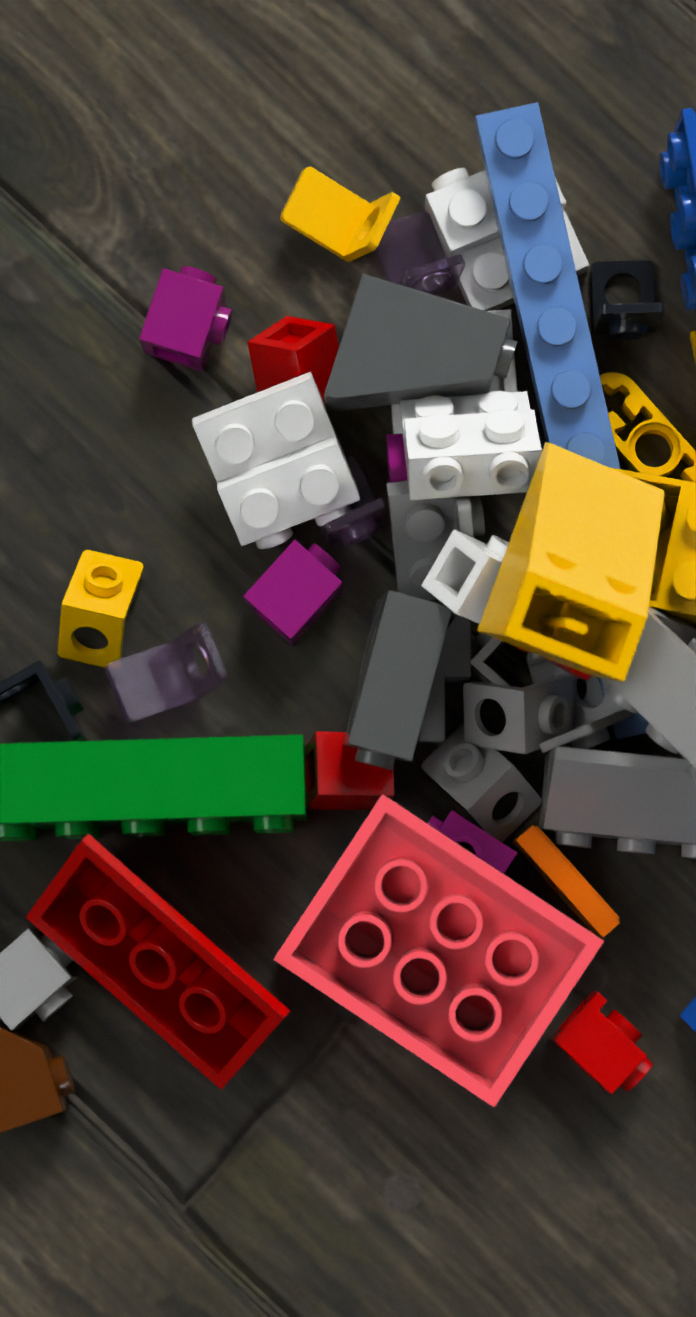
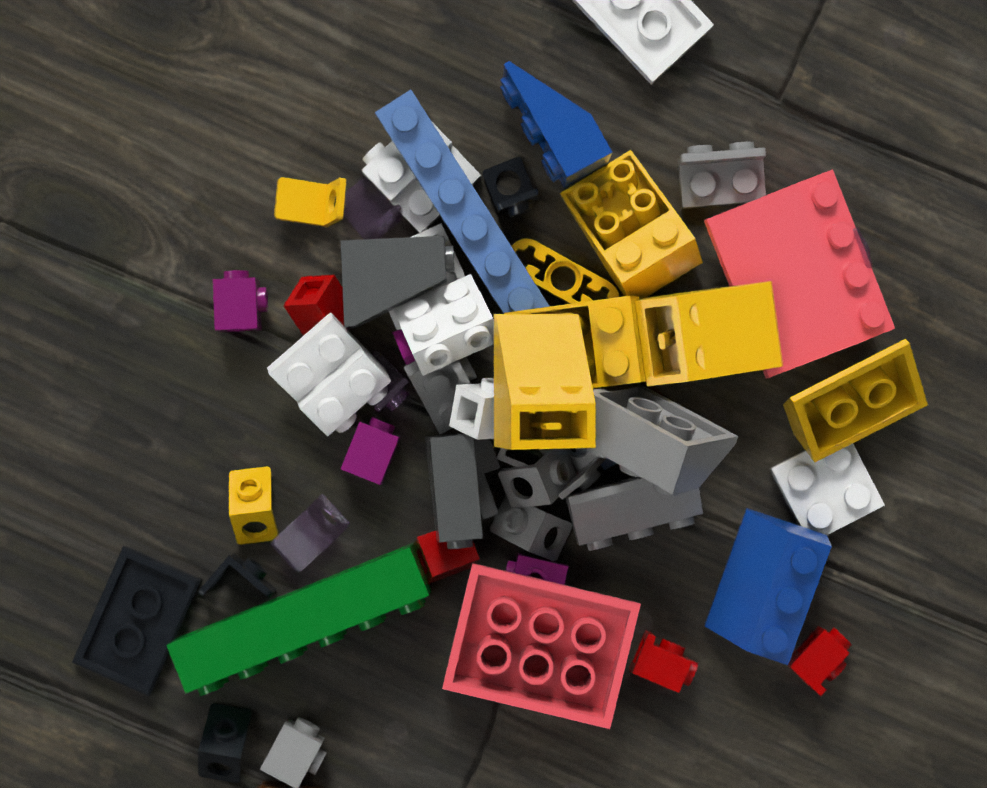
camera: 30 degrees left, 5 degrees up
(156, 962) = (371, 715): red slope -> none
(566, 881) = (605, 570): orange tile -> none

